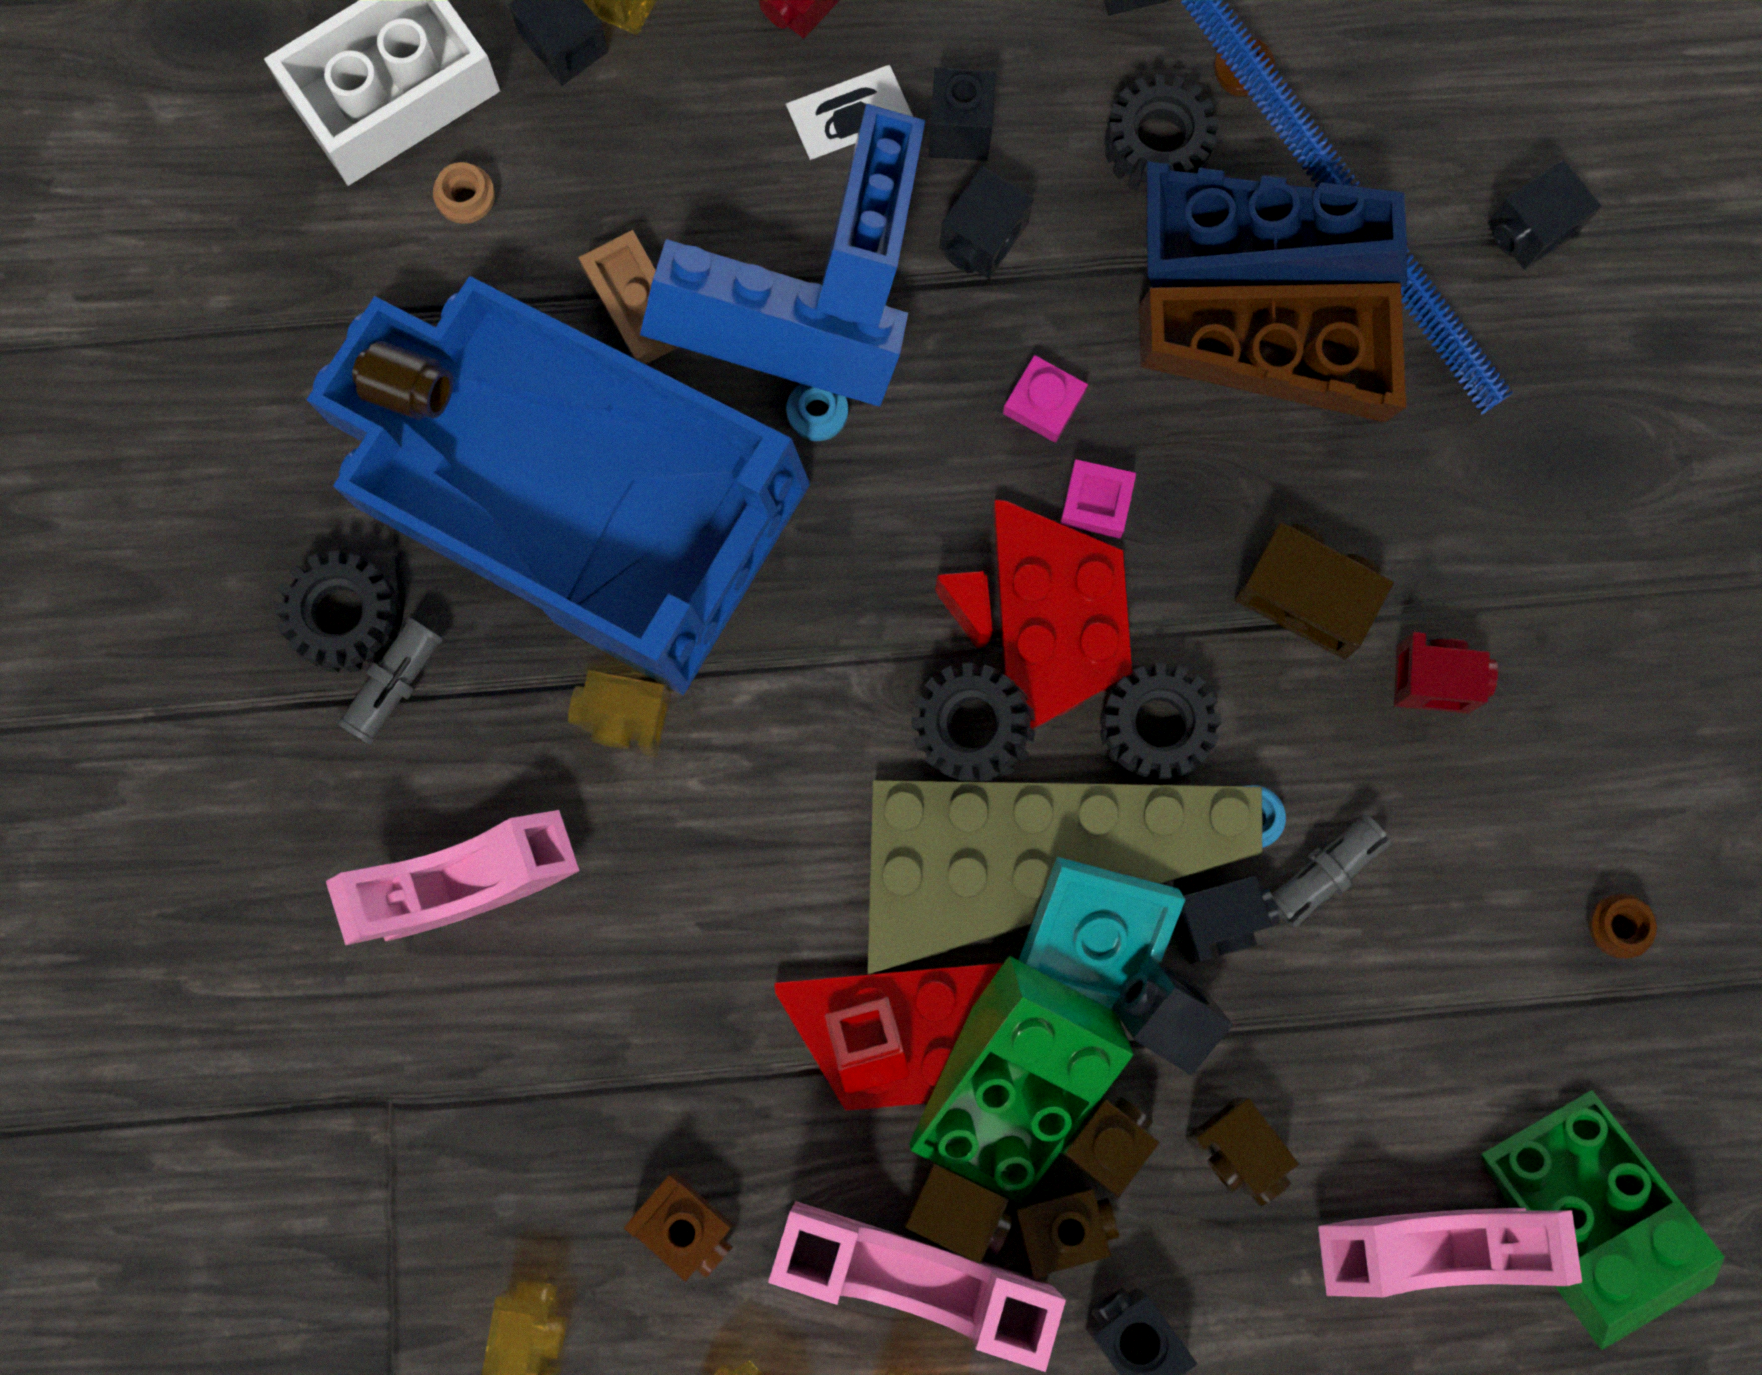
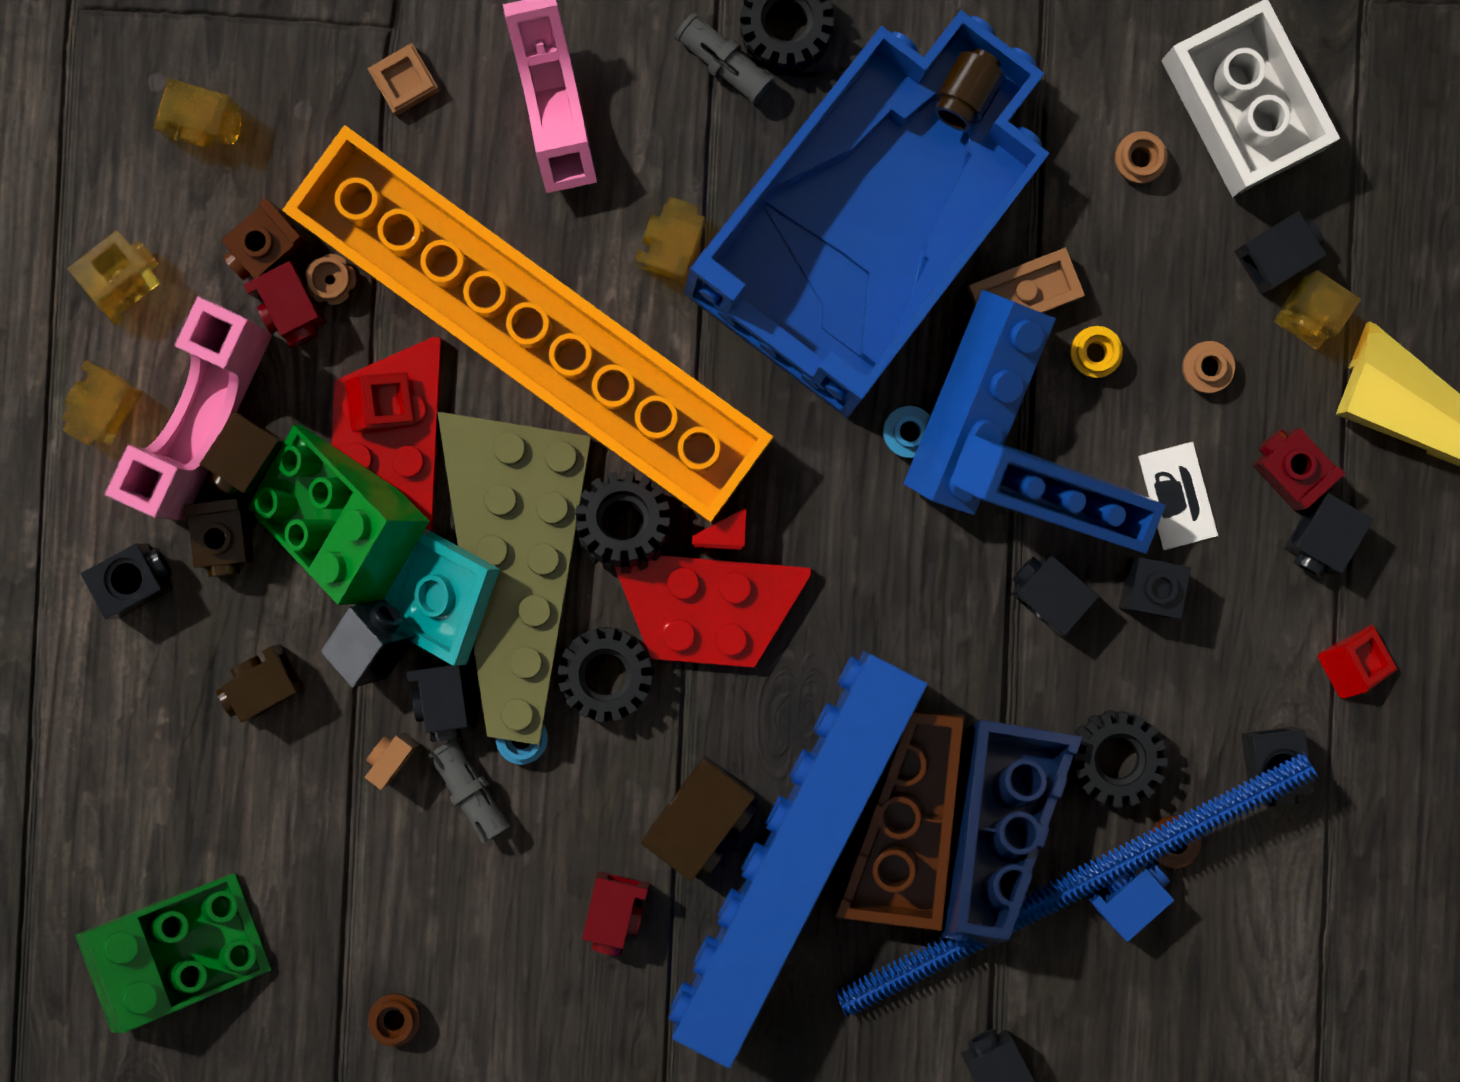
camera: 100 degrees right, 10 degrees up
(452, 1077) = (403, 79): none -> medium nougat tile
(696, 198) = (1112, 351): none -> yellow plate
(699, 107) = (1197, 378): none -> medium nougat plate
(699, 1135) = (316, 277): none -> medium nougat plate
(742, 876) = (527, 324): none -> light orange brick
(757, 1184) = (286, 304): none -> dark red brick
(1045, 398) = (895, 624): dark pink plate -> none
(1098, 498) = (801, 653): dark pink plate -> none
(1112, 1144) = (277, 581): dark brown brick -> none
(1308, 972) = (389, 758): none -> medium nougat plate
(1326, 91) = (1133, 900): none -> blue brick
(1346, 464) = (795, 859): none -> blue brick
(1449, 1249) = (165, 825): bright pink arch -> none

